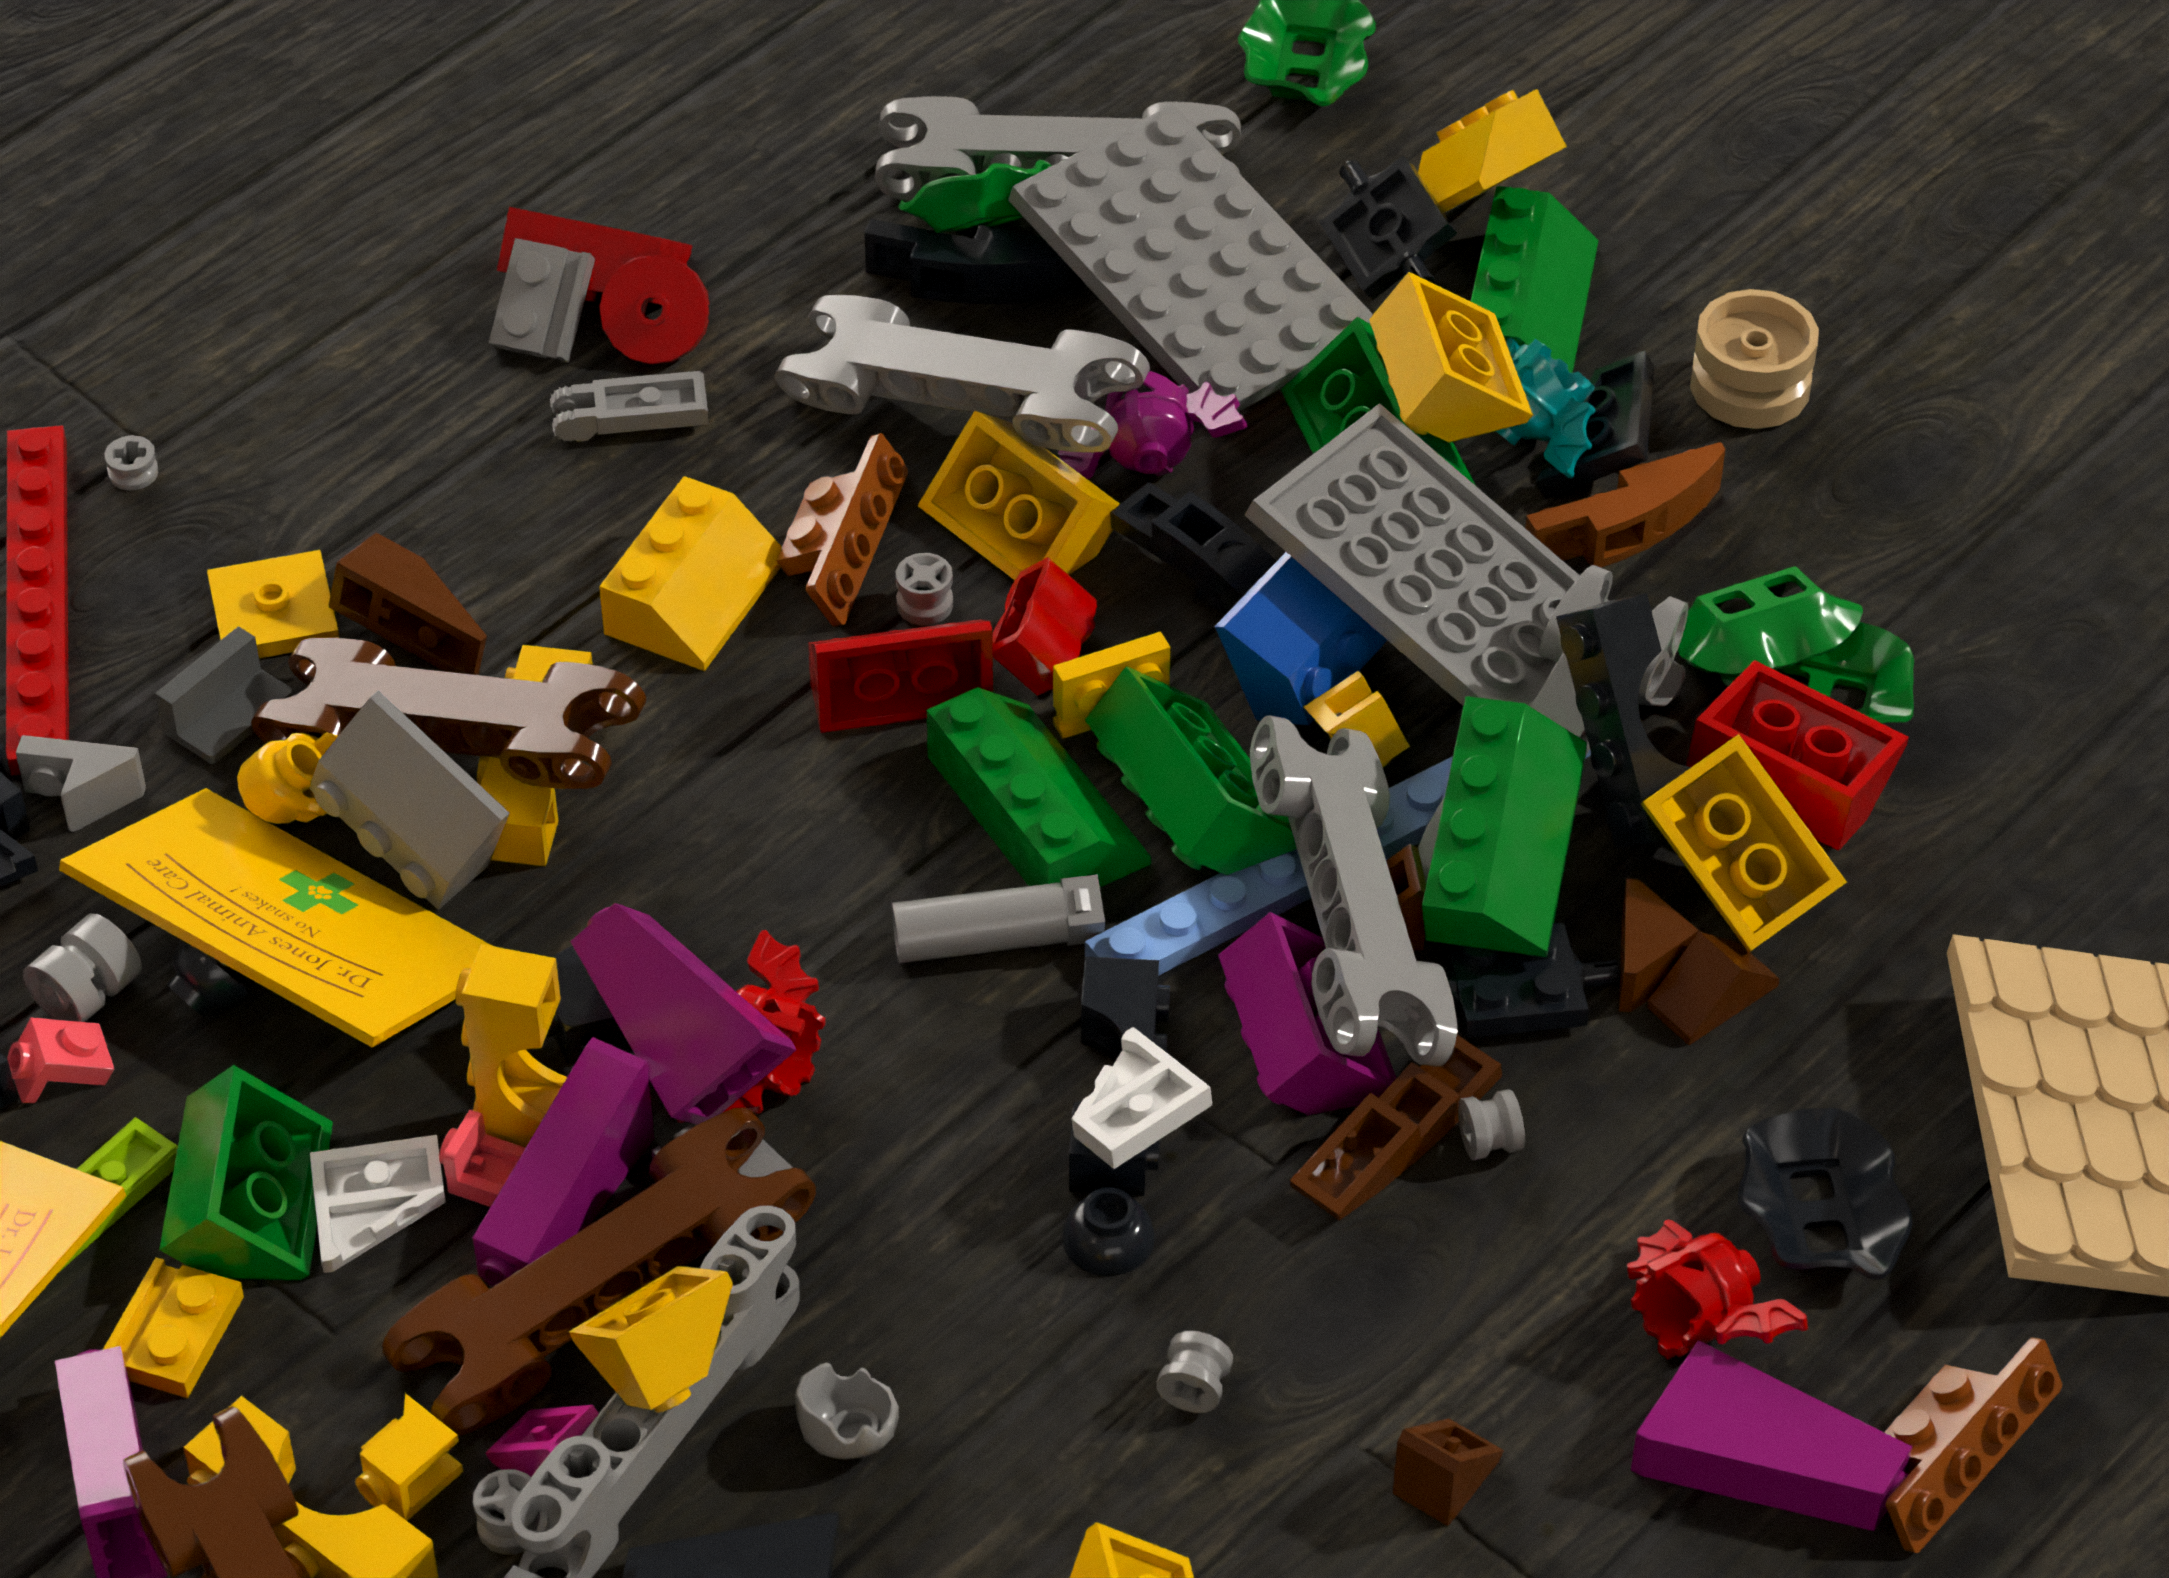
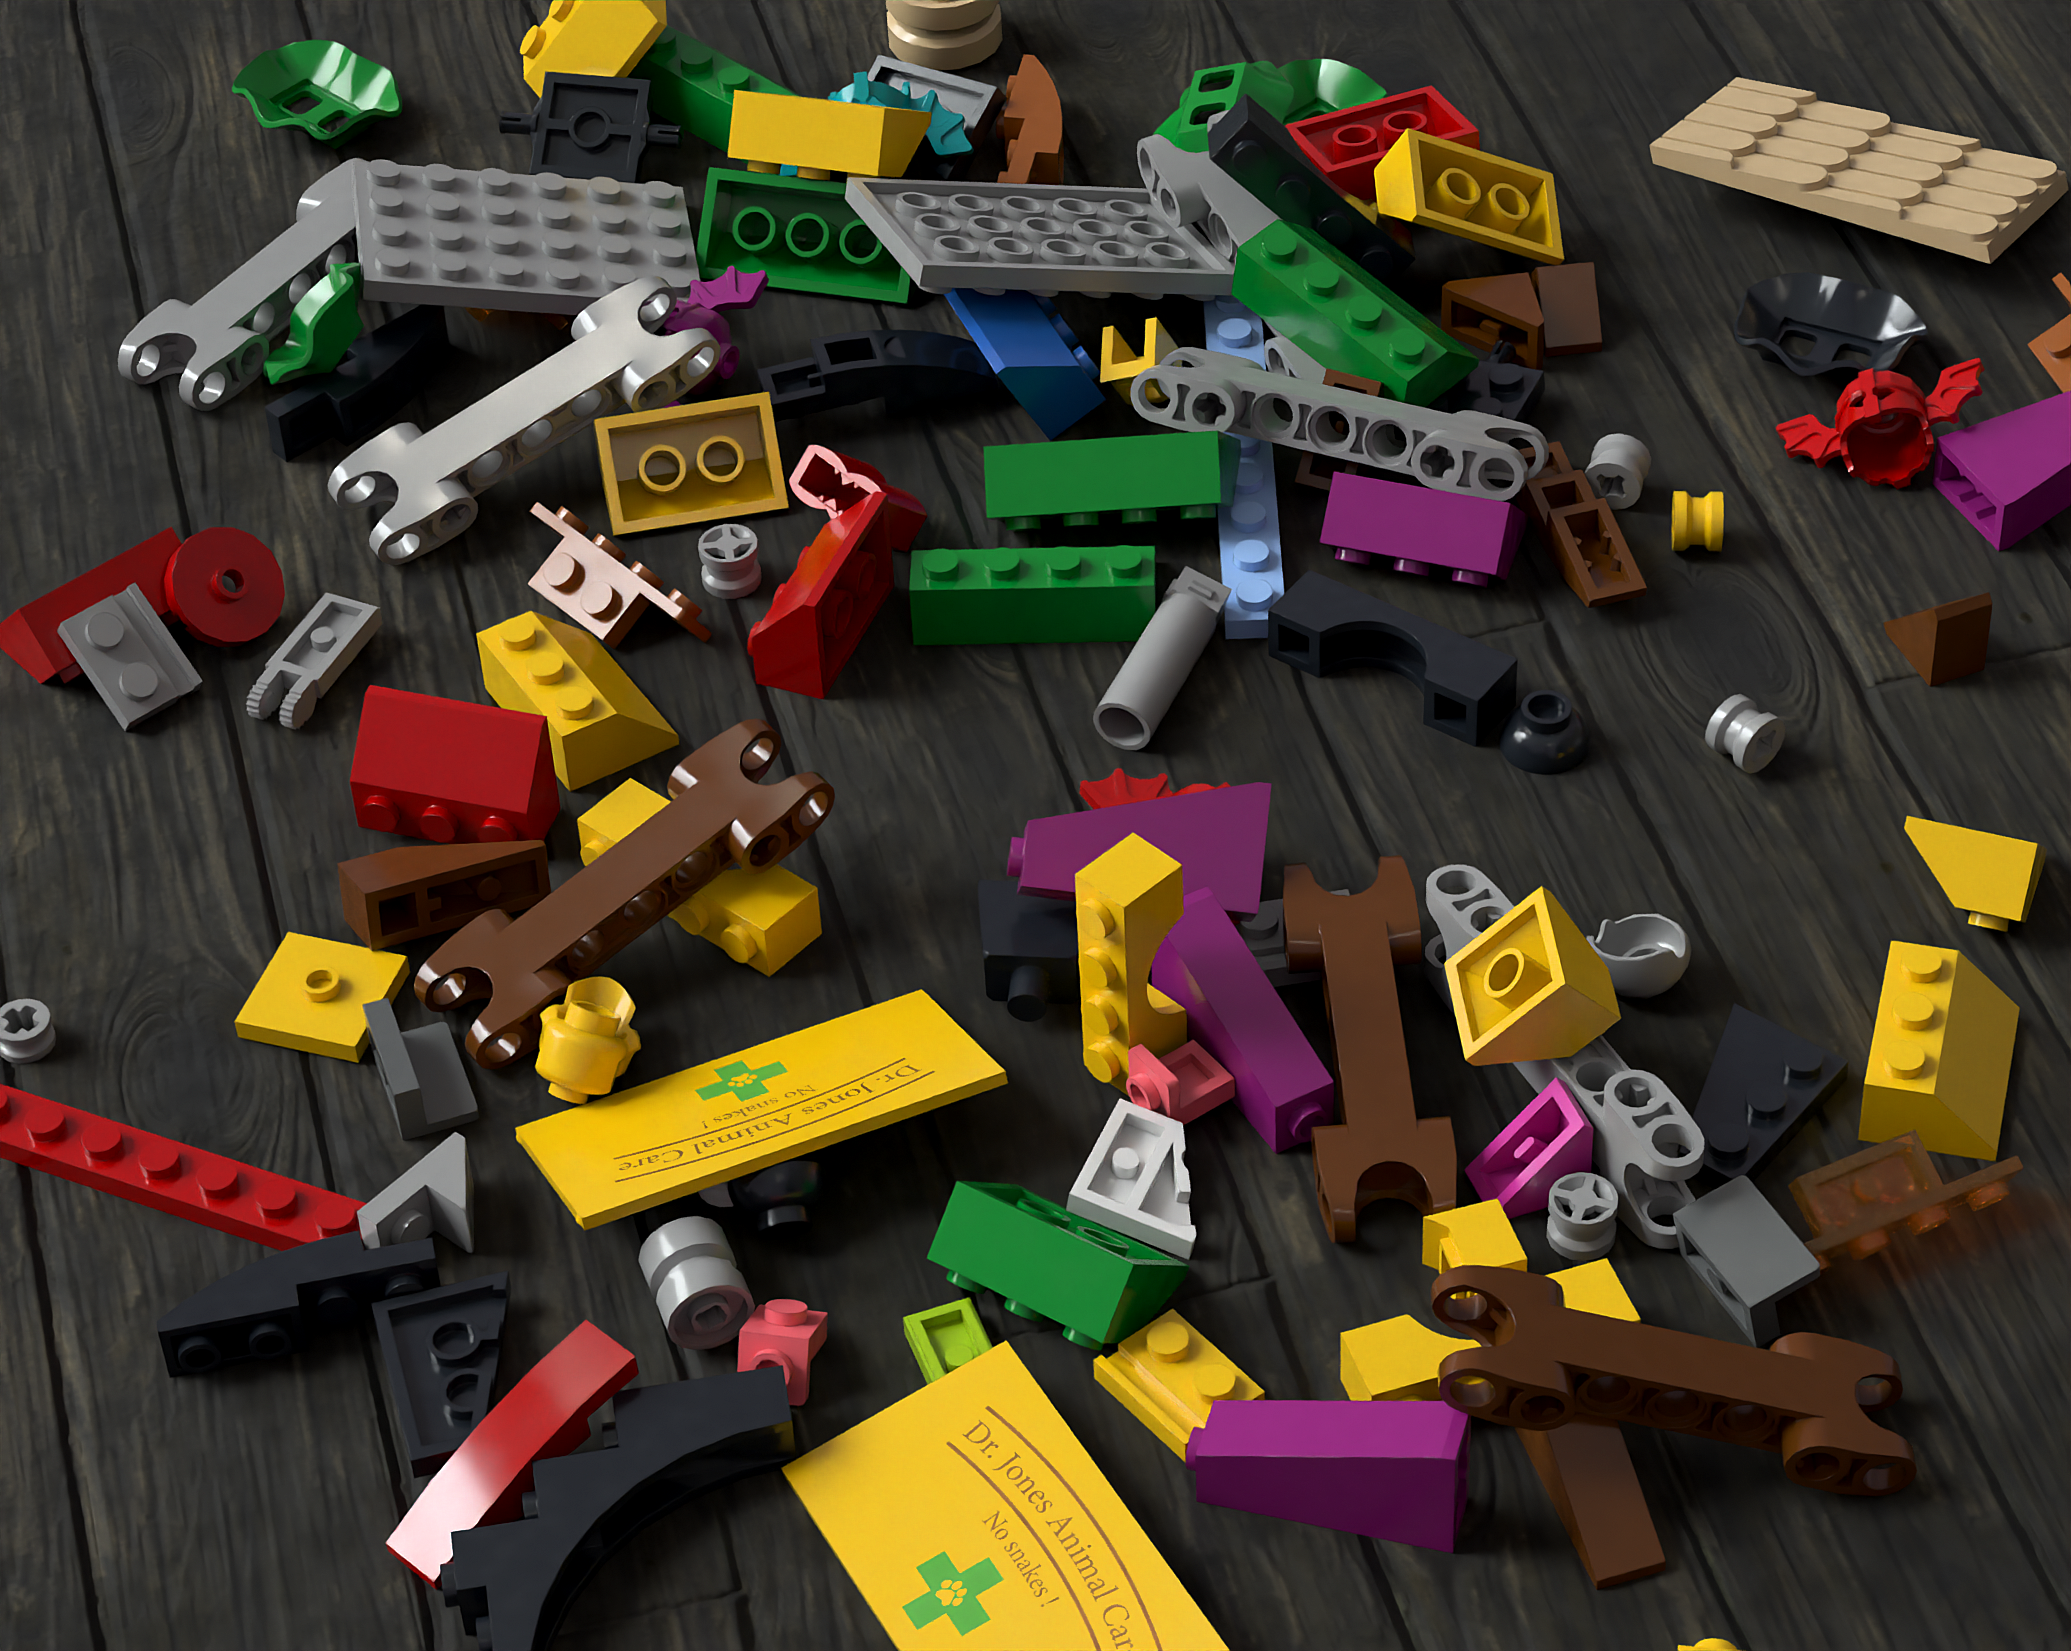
camera: 55 degrees left, 5 degrees down
(408, 802) = (721, 949): light grey slope -> none
(526, 553) = (452, 770): none -> red slope
(1084, 680) = (963, 483): yellow plate -> none
(1138, 1101) = (1465, 628): white wing -> none
(1465, 1213) = (1697, 521): none -> yellow wheel

